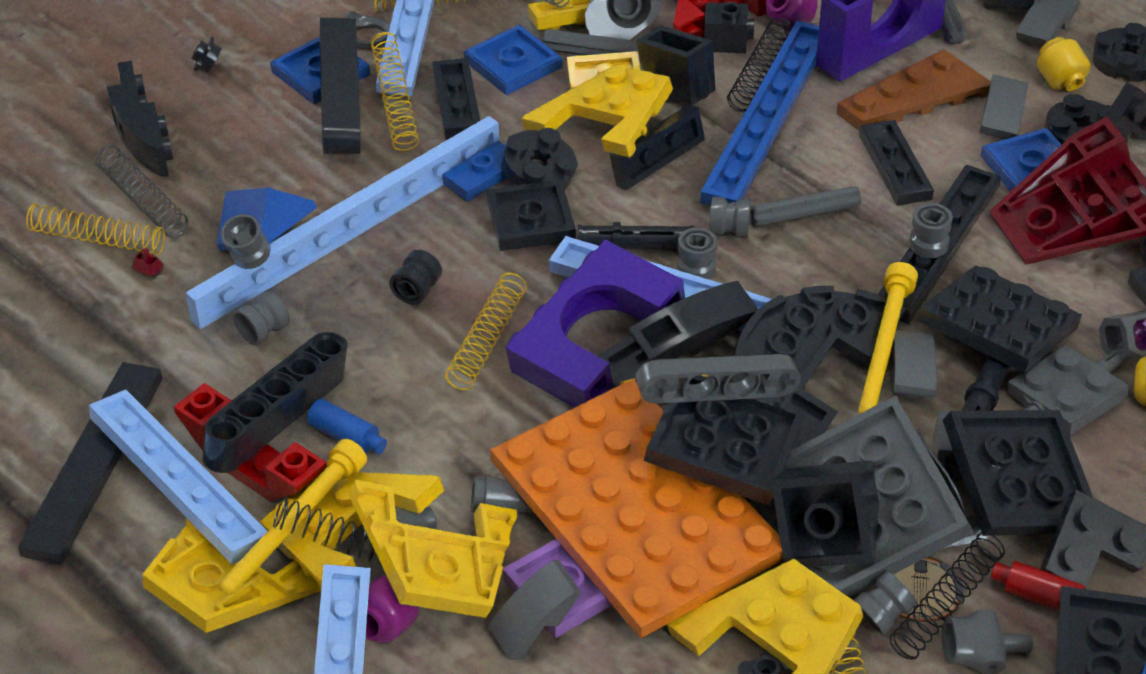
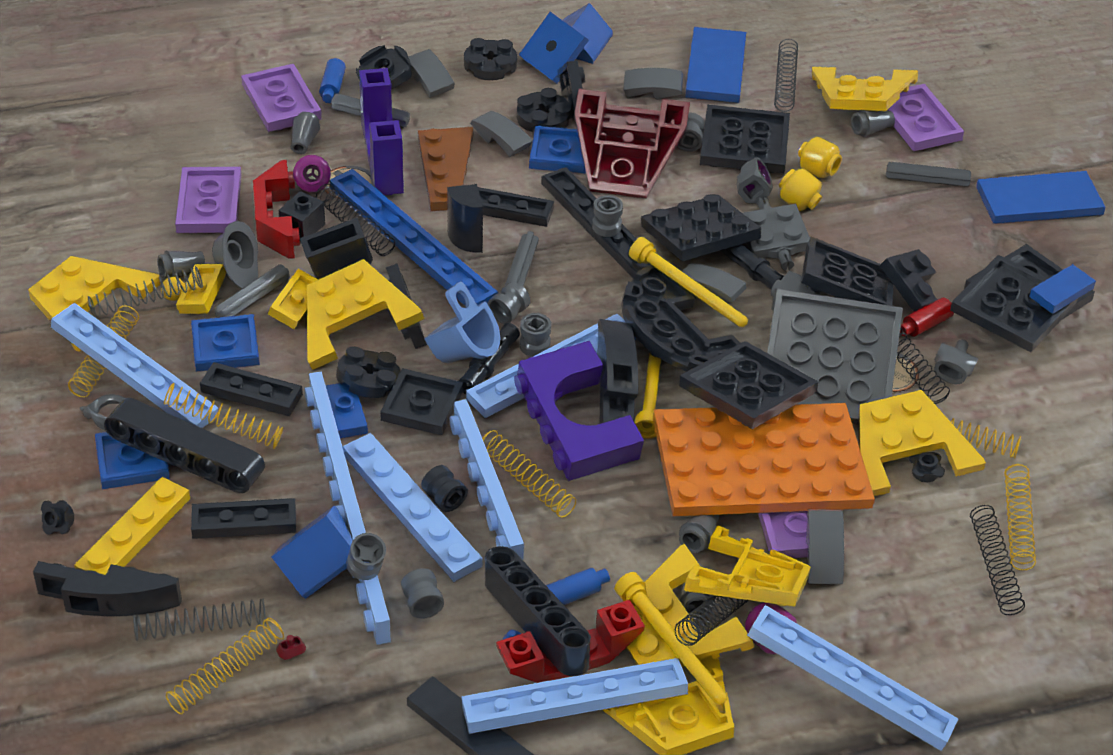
camera: 65 degrees left, 0 degrees up
(229, 108) = (135, 527): none -> yellow plate
(283, 162) = (243, 518): none -> black plate
(369, 284) = (412, 507): none -> light blue plate
(443, 306) = (482, 471): none -> light blue plate
(635, 194) = (467, 335): none -> medium blue container
(669, 378) = (711, 359): dark grey beam -> none
(821, 127) = (465, 218): none -> black brick
(827, 513) = (844, 366): black slope -> none
(886, 602) = (908, 379): dark grey wheel -> none
(1063, 64) = (484, 88): yellow head -> none

